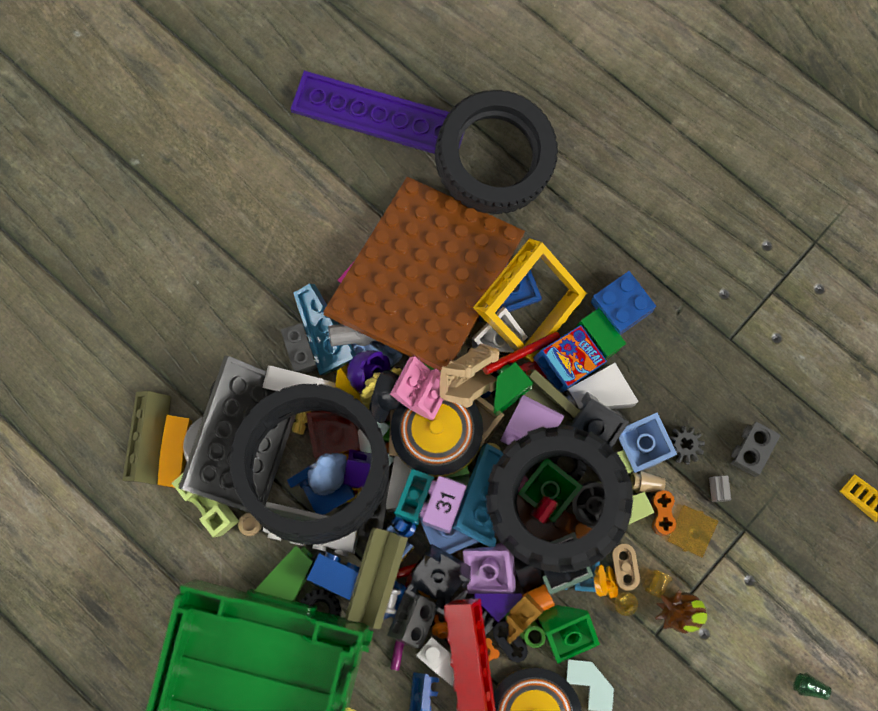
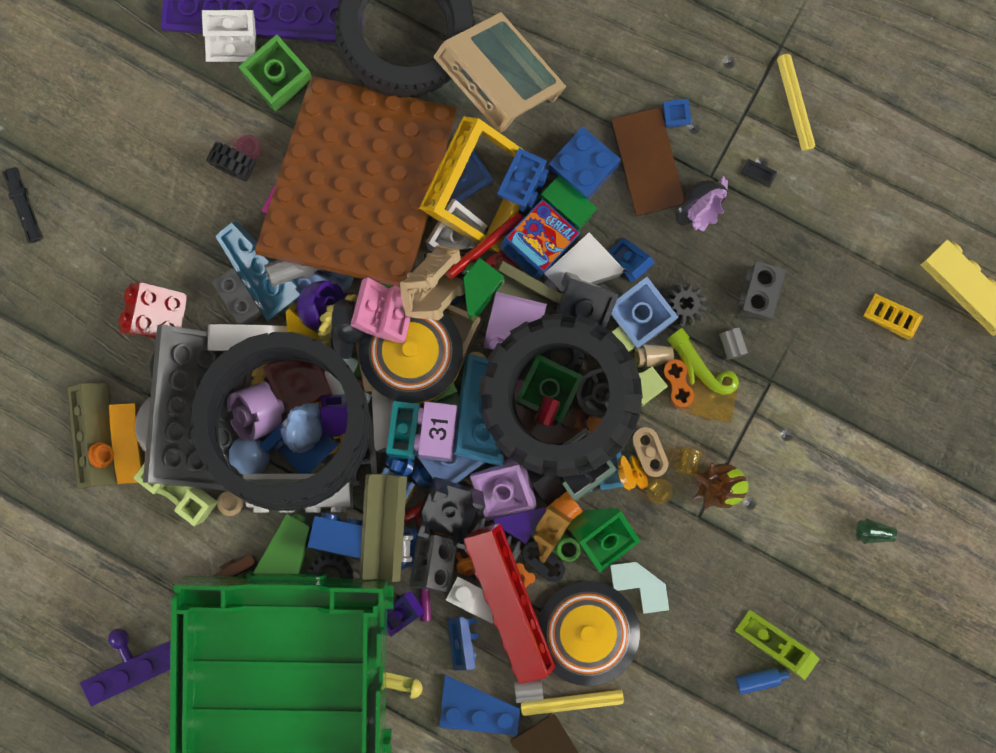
camera: 15 degrees left, 5 degrees up
(125, 652) = (130, 672): none -> dark purple plate
(137, 222) = (20, 198): none -> black pin
(148, 456) = (100, 455): none -> orange plate
(223, 339) = (149, 307): none -> bracket
(238, 583) = (234, 568): none -> reddish brown plate
(274, 487) = (248, 456): none -> light blue hair
(290, 449) = (255, 411): none -> lavender brick
(322, 232) = (231, 161): none -> black tyre
(339, 224) = (249, 146): none -> clear pink plate
(346, 128) = (229, 35): none -> white slope
(377, 167) = (275, 73): none -> bright green brick
(377, 657) = (404, 612): none -> dark purple slope
(420, 540) = (422, 476): none -> blue plate
(567, 207) = (498, 70): none -> tan panel
(567, 304) = (522, 180): none -> blue bracket
(647, 394) = (631, 258): none -> blue slope
(673, 477) = (694, 364): none -> lime plant
(678, 314) = (648, 161): none -> reddish brown tile
(713, 278) = (677, 113): none -> blue plate
(719, 361) = (703, 204): none -> hair
(773, 346) = (759, 173): none -> black piece
(818, 292) = (796, 102): none -> light yellow axle

